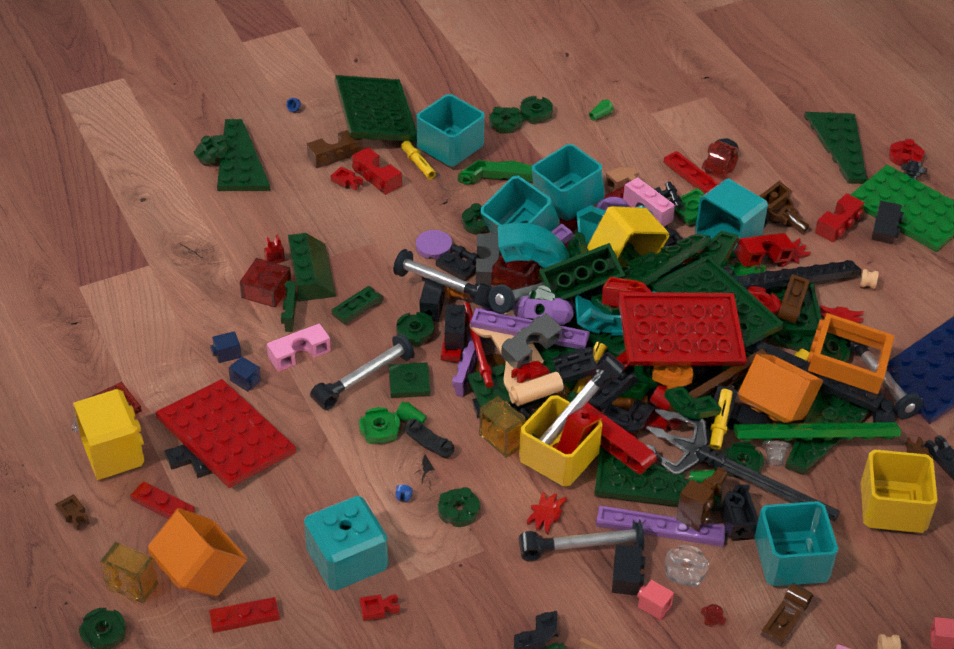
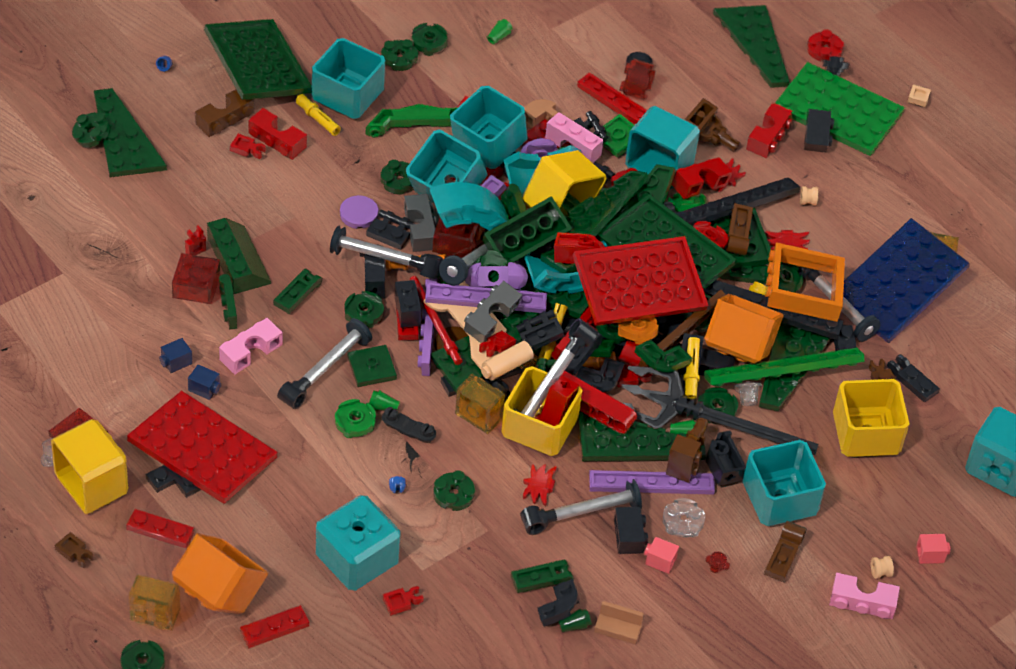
camera: 15 degrees left, 5 degrees up
(526, 603) = (541, 576): none -> dark green plate

